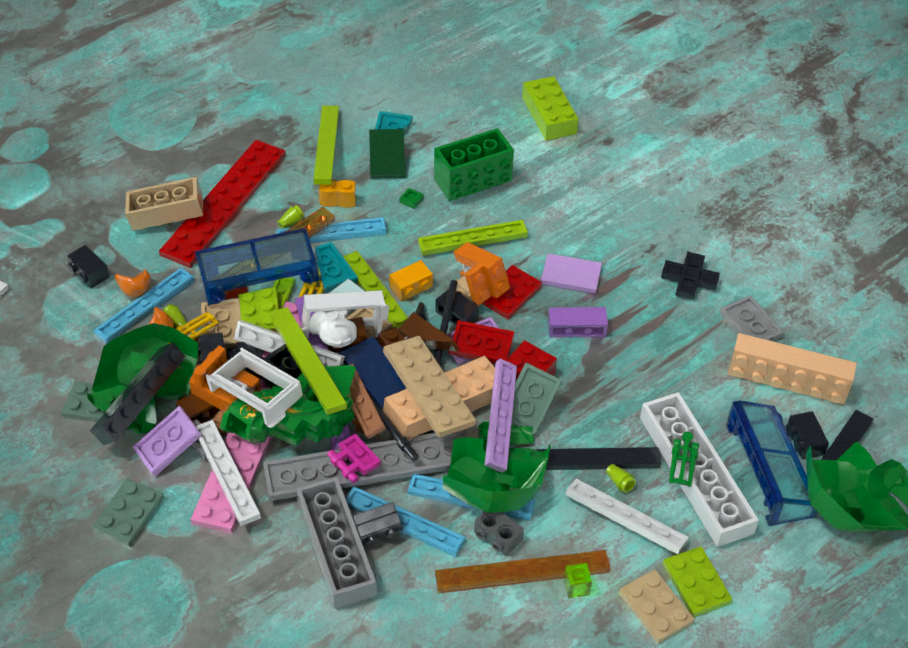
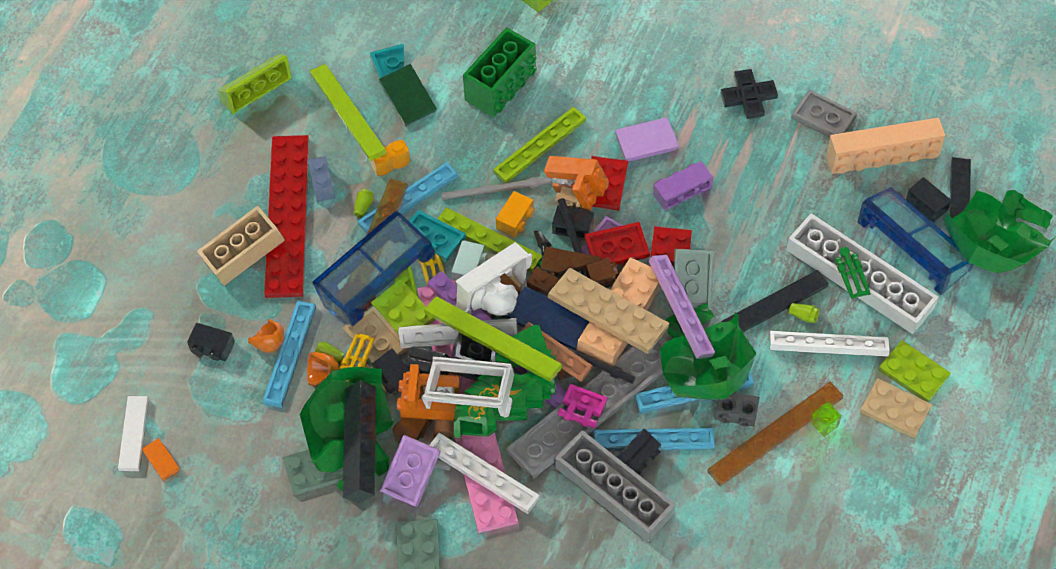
camera: 25 degrees left, 10 degrees up
(269, 185) = (321, 179): none -> sand blue brick
(270, 96) = (255, 83): none -> lime slope
(411, 198) = (457, 130): green tile -> none
(445, 264) = (533, 182): none -> light grey bar
(449, 354) = (603, 272): none -> reddish brown piece

